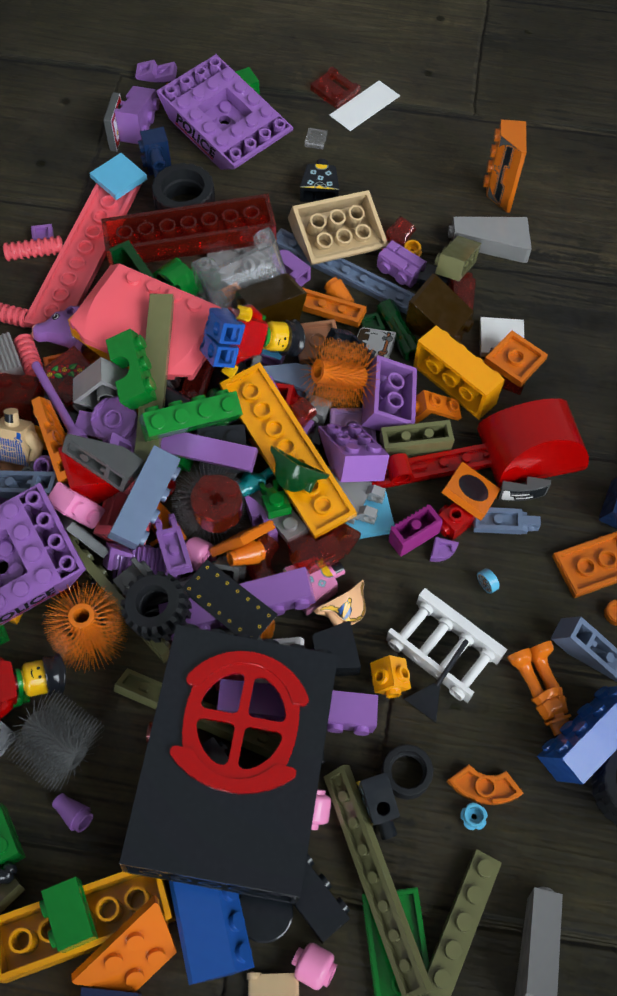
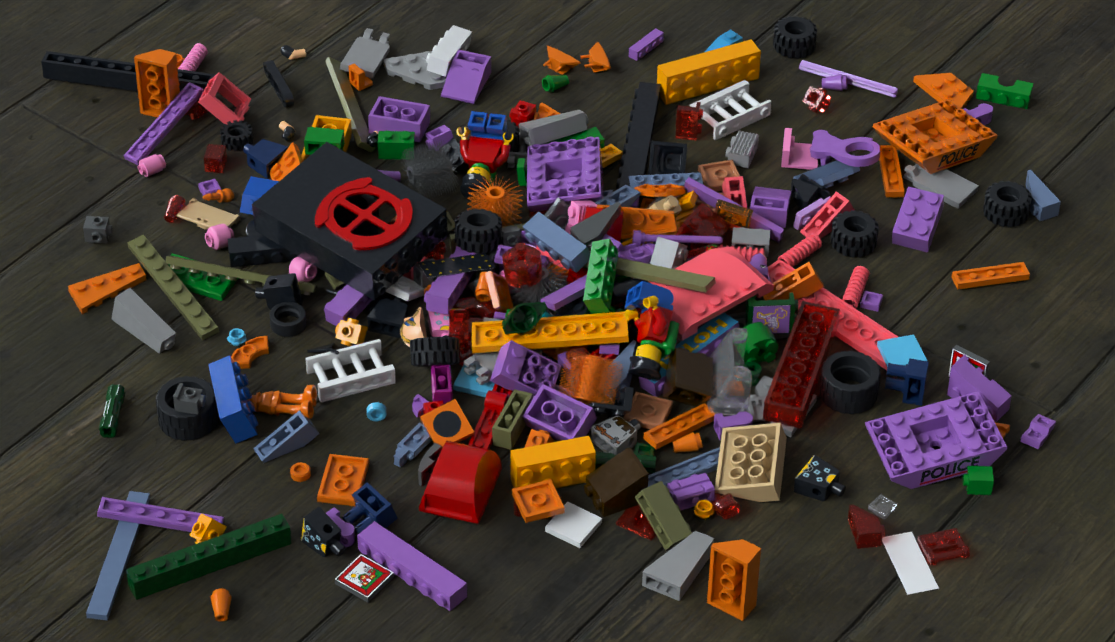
camera: 120 degrees right, 20 degrees down
(67, 278) = (801, 282): none -> orange slope
(138, 385) = (671, 256): green arch -> none
(356, 135) = (865, 528): none -> clear red slope
(394, 549) = (434, 351): none -> black tyre

